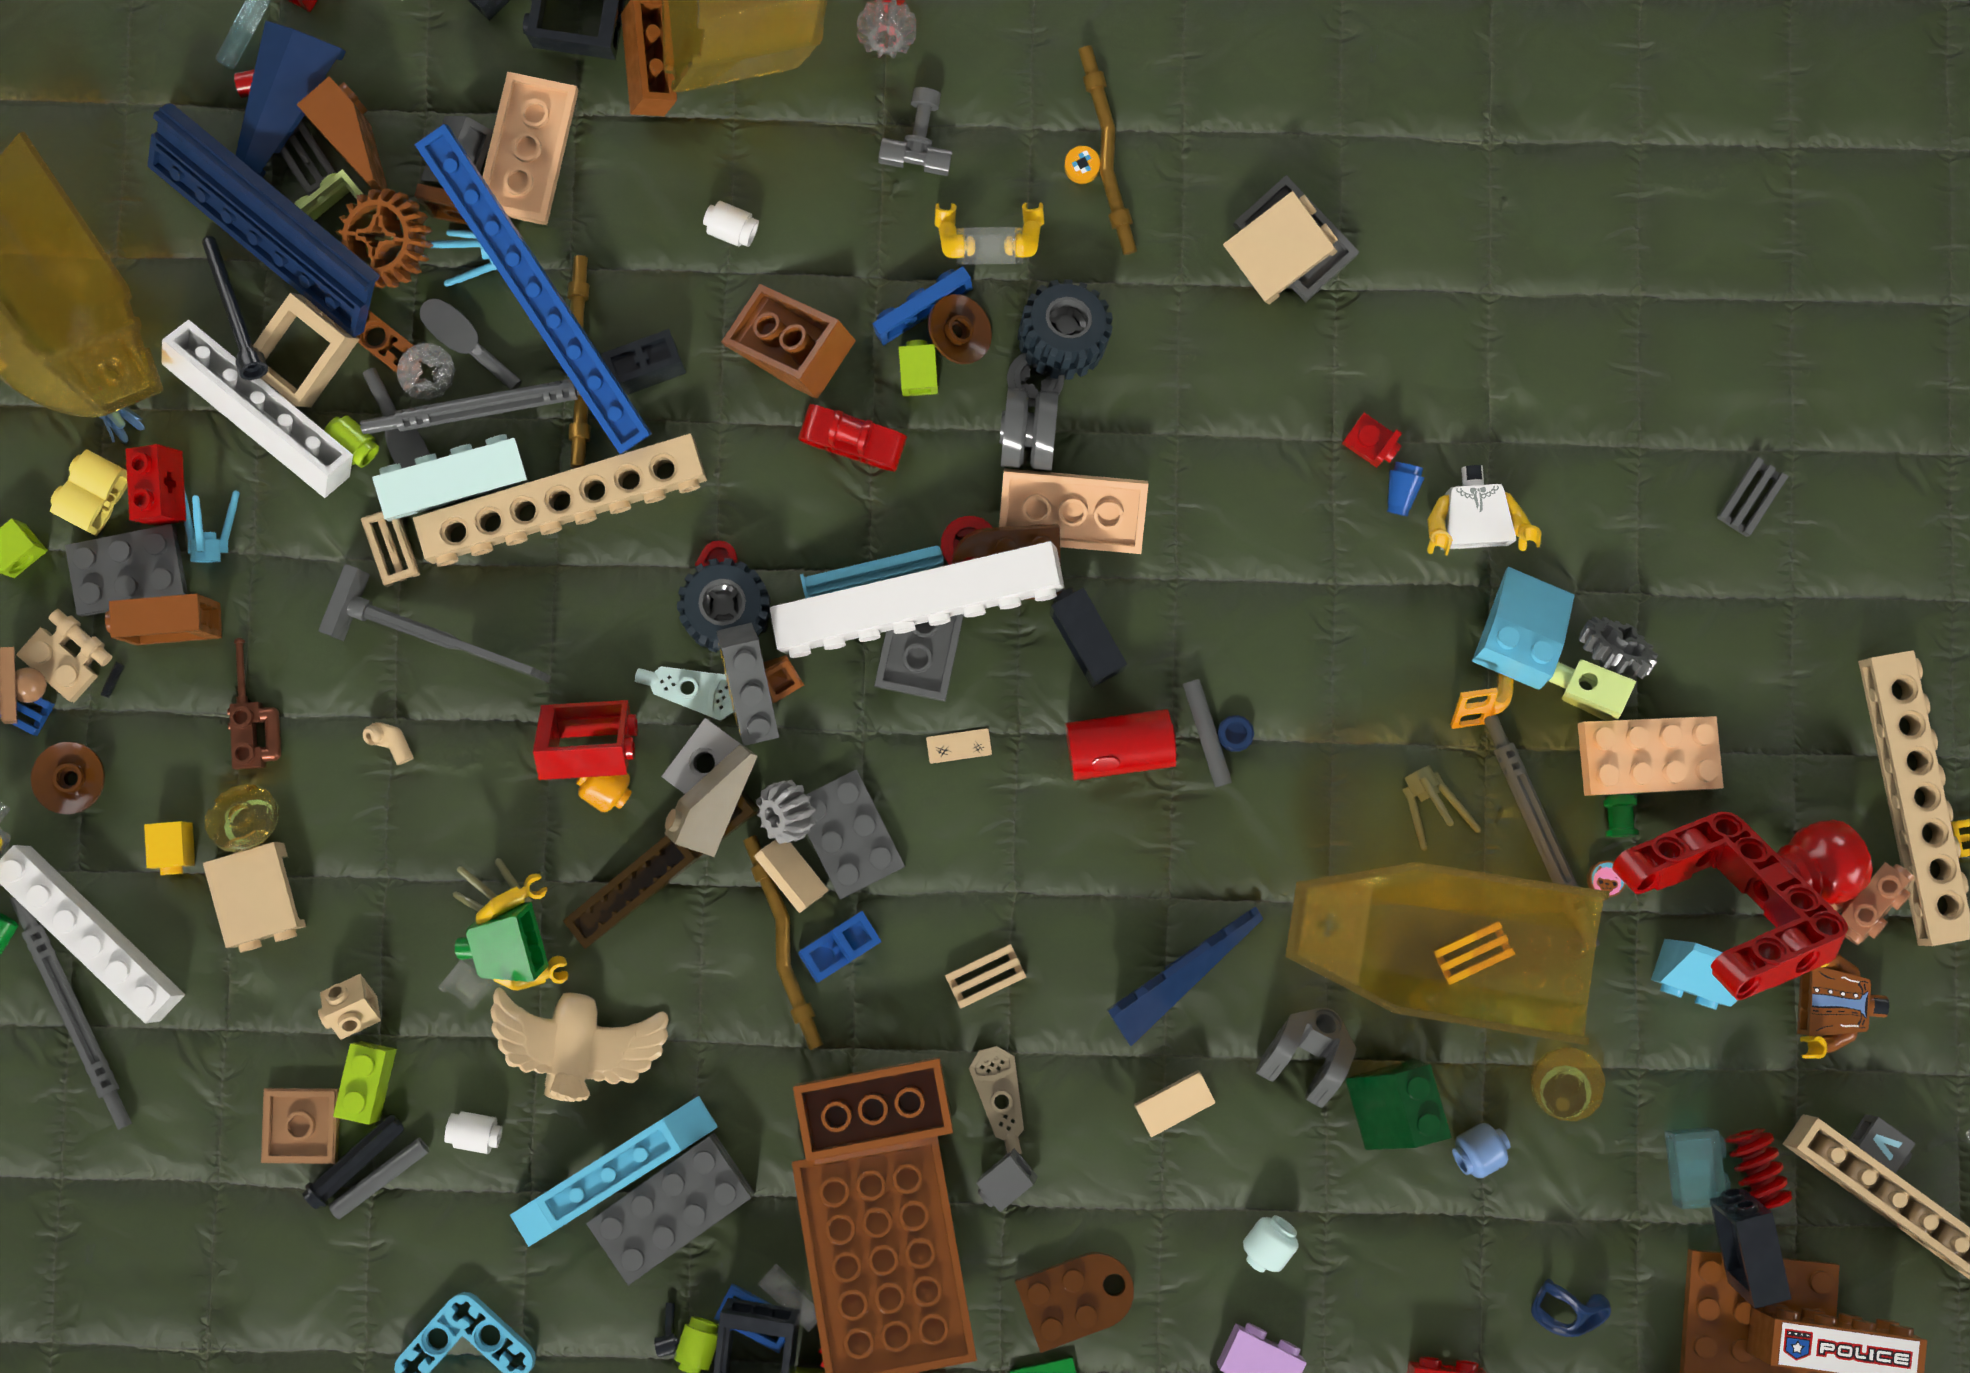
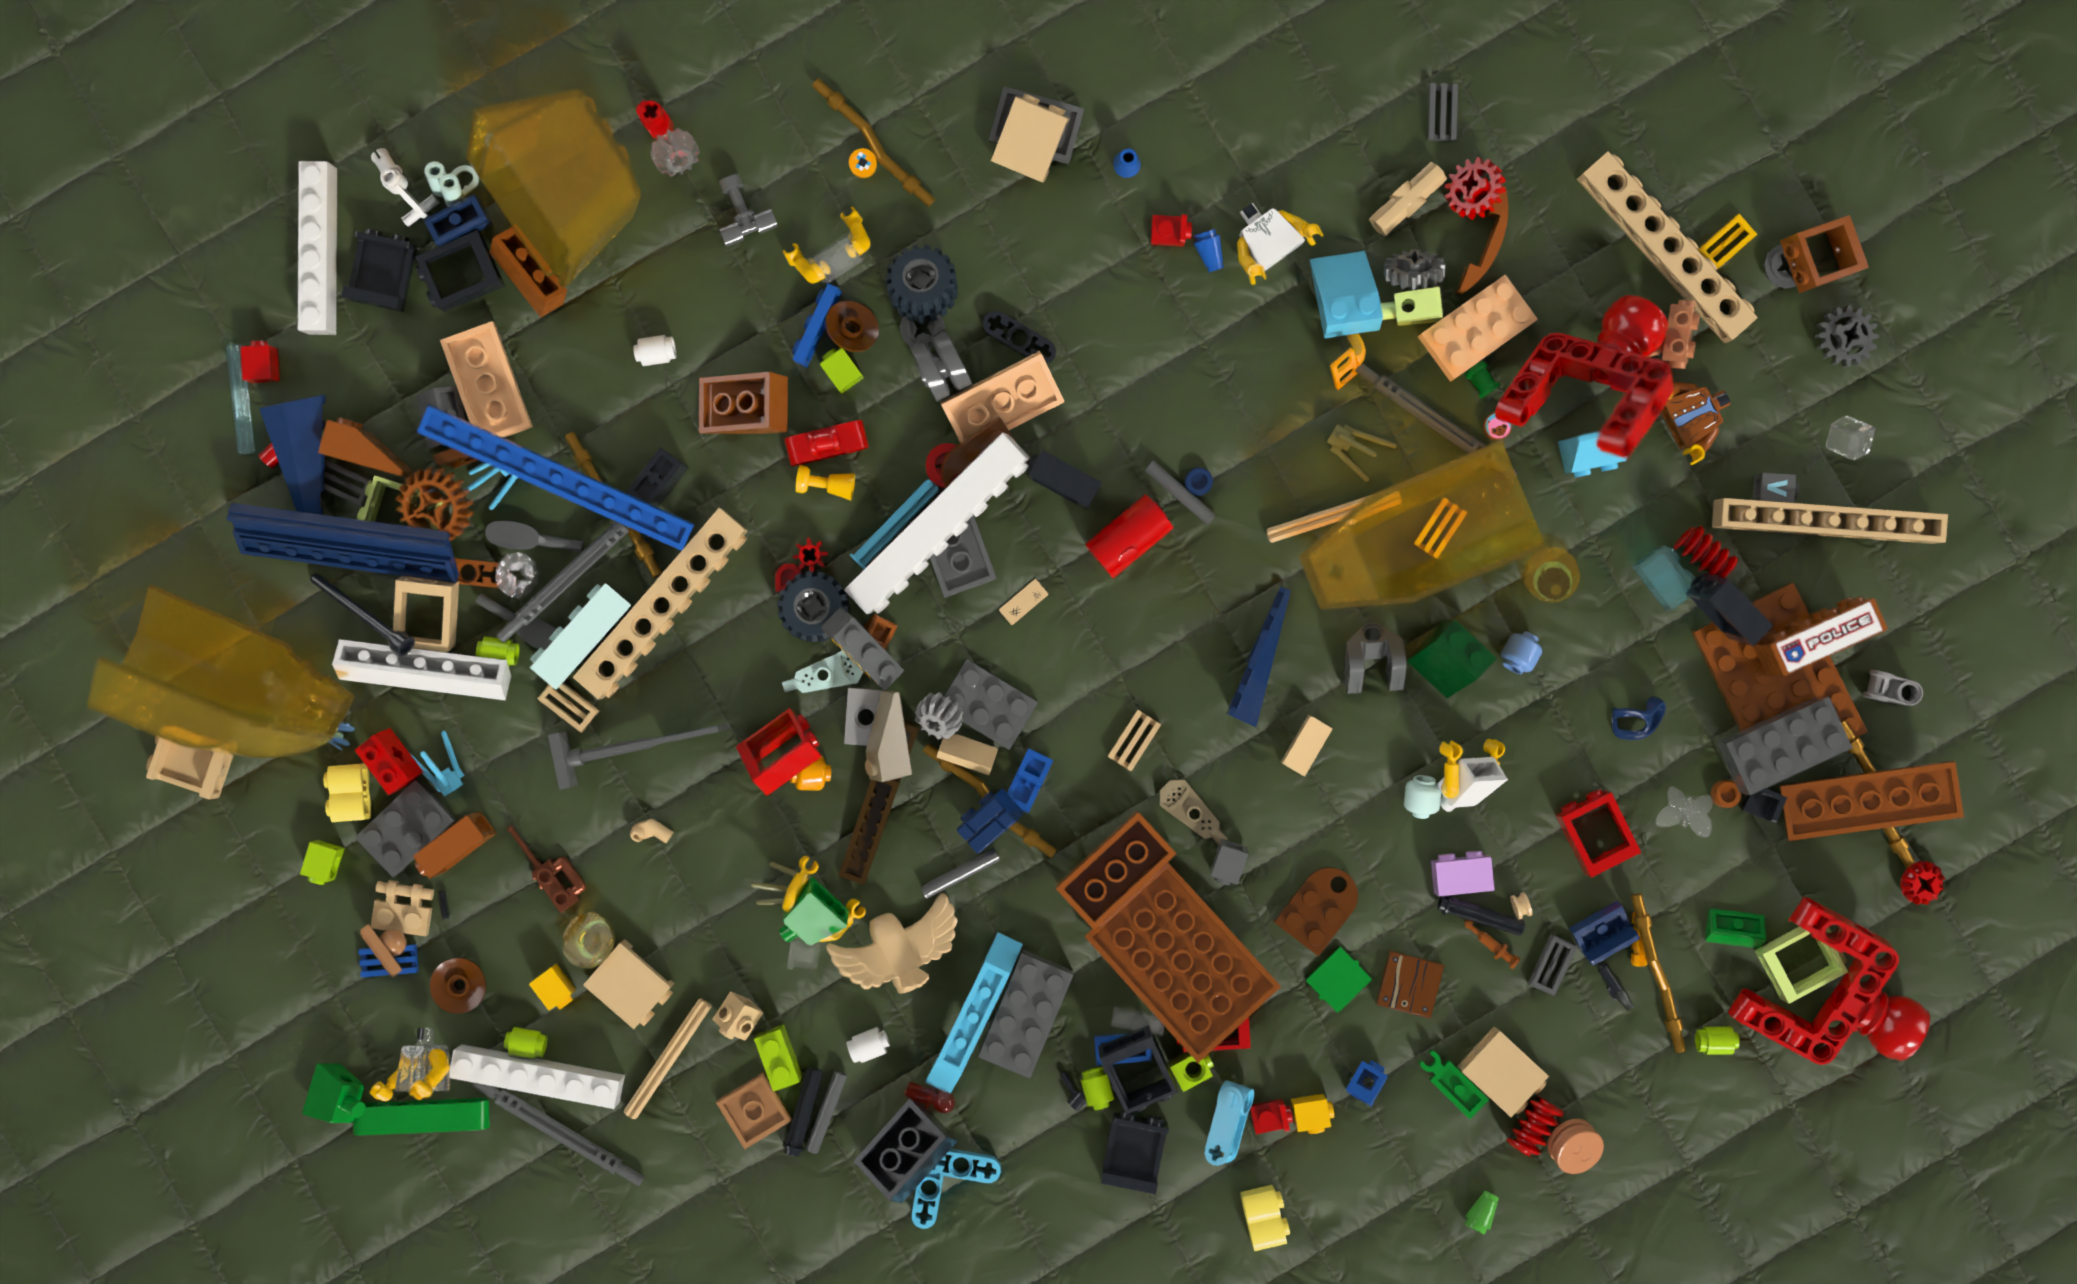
camera: 30 degrees left, 5 degrees up
(99, 889) = (525, 1043): none -> lime brick
(242, 1005) = (667, 1058): none -> tan axle
(436, 1279) = (905, 1151): none -> black brick
(515, 1249) = (942, 1102): none -> clear red axle
(698, 1003) = (960, 873): none -> dark grey piece
(747, 545) = (802, 556): none -> red gear
(767, 964) = (990, 820): none -> dark blue brick
(835, 489) = (837, 484): none -> yellow piece
(1114, 436) = (1005, 320): none -> black beam
(1328, 854) = (1311, 521): none -> tan axle
(1335, 1257) = (1470, 778): none -> white torso
(1366, 344) = (1127, 169): none -> blue cone
(1657, 567) = (1407, 199): none -> tan piece
(1740, 600) = (1475, 188): none -> red gear
(1749, 643) = (1474, 273): none -> dark orange slope

